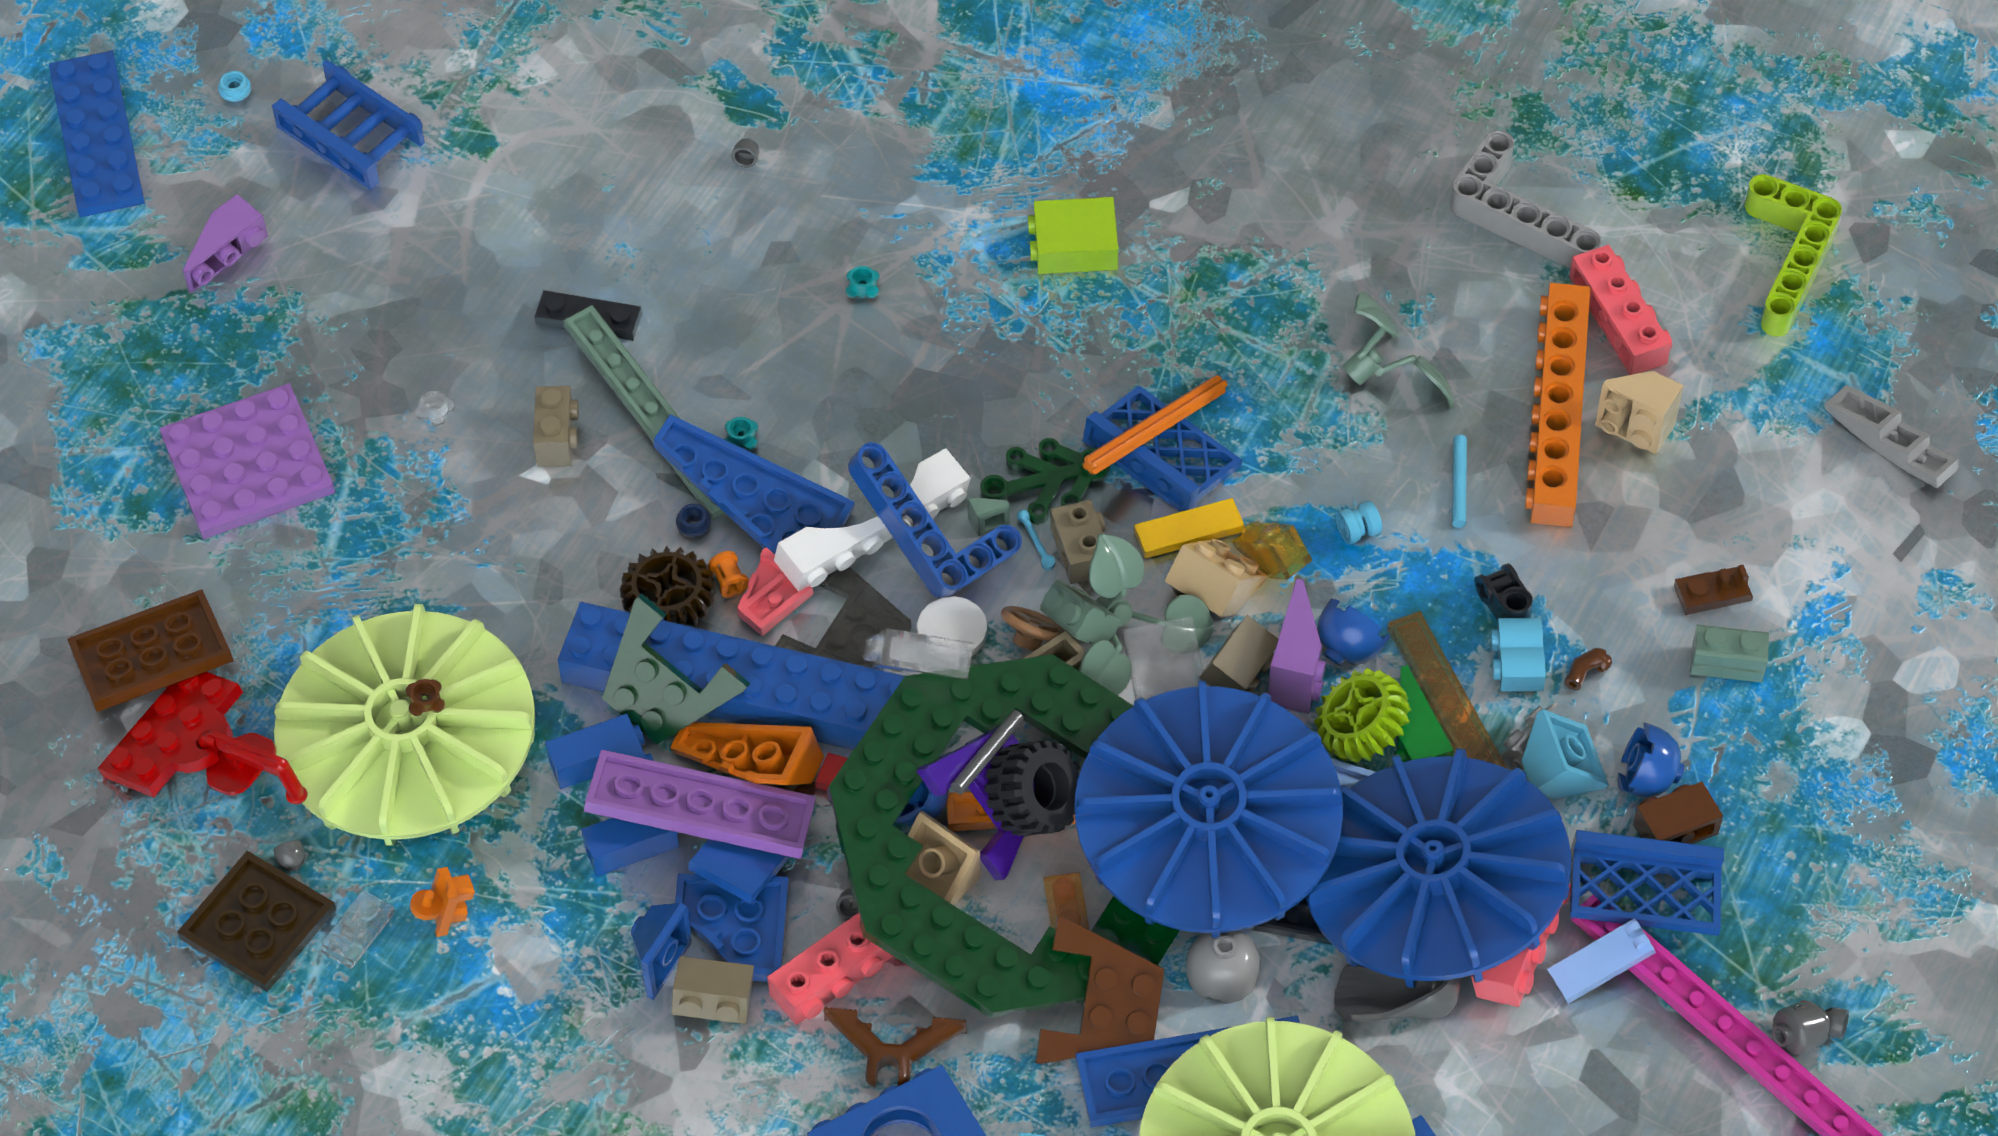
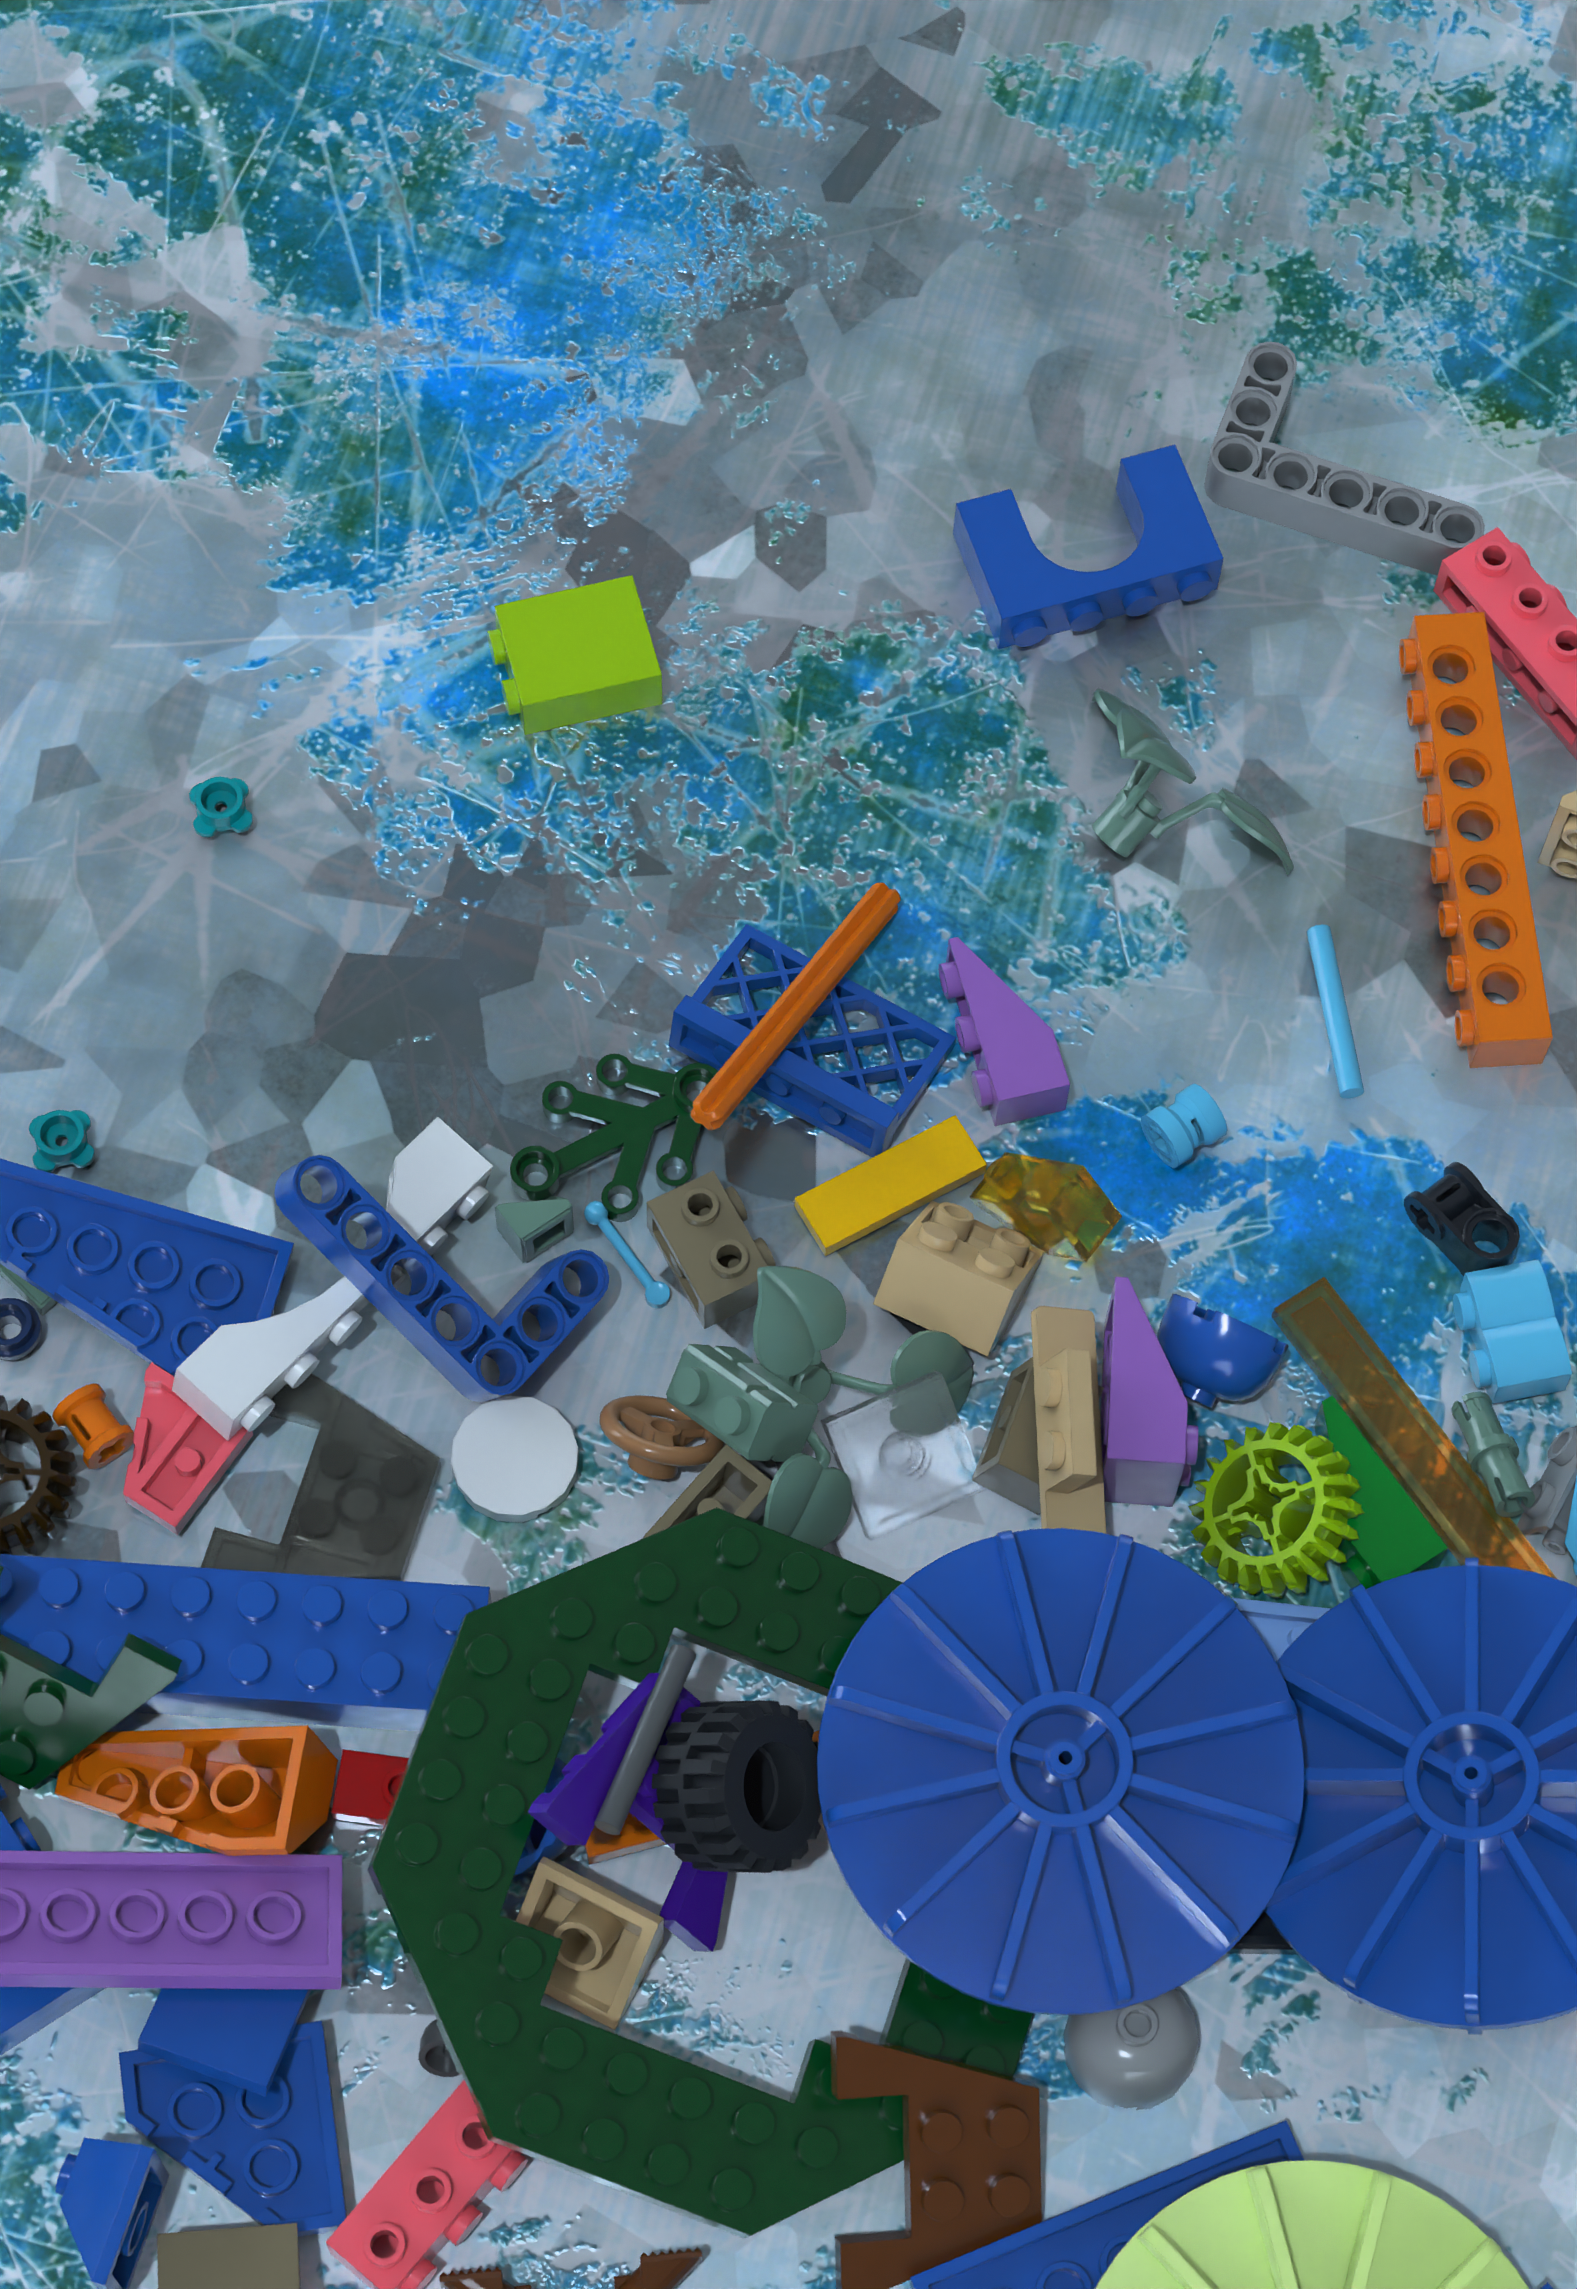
camera: 15 degrees left, 10 degrees up
(918, 654) = (479, 1559): clear arch -> none
(1065, 899) = (831, 1976): clear orange plate -> none
(1256, 642) = (1068, 1419): none -> tan bracket
(1271, 465) = (1012, 1047): none -> medium lavender slope
(1339, 245) = (1035, 598): none -> blue arch
(1377, 997) = (1412, 2068): dark grey hair -> none
(1492, 712) = (1493, 1454): none -> sand green pin

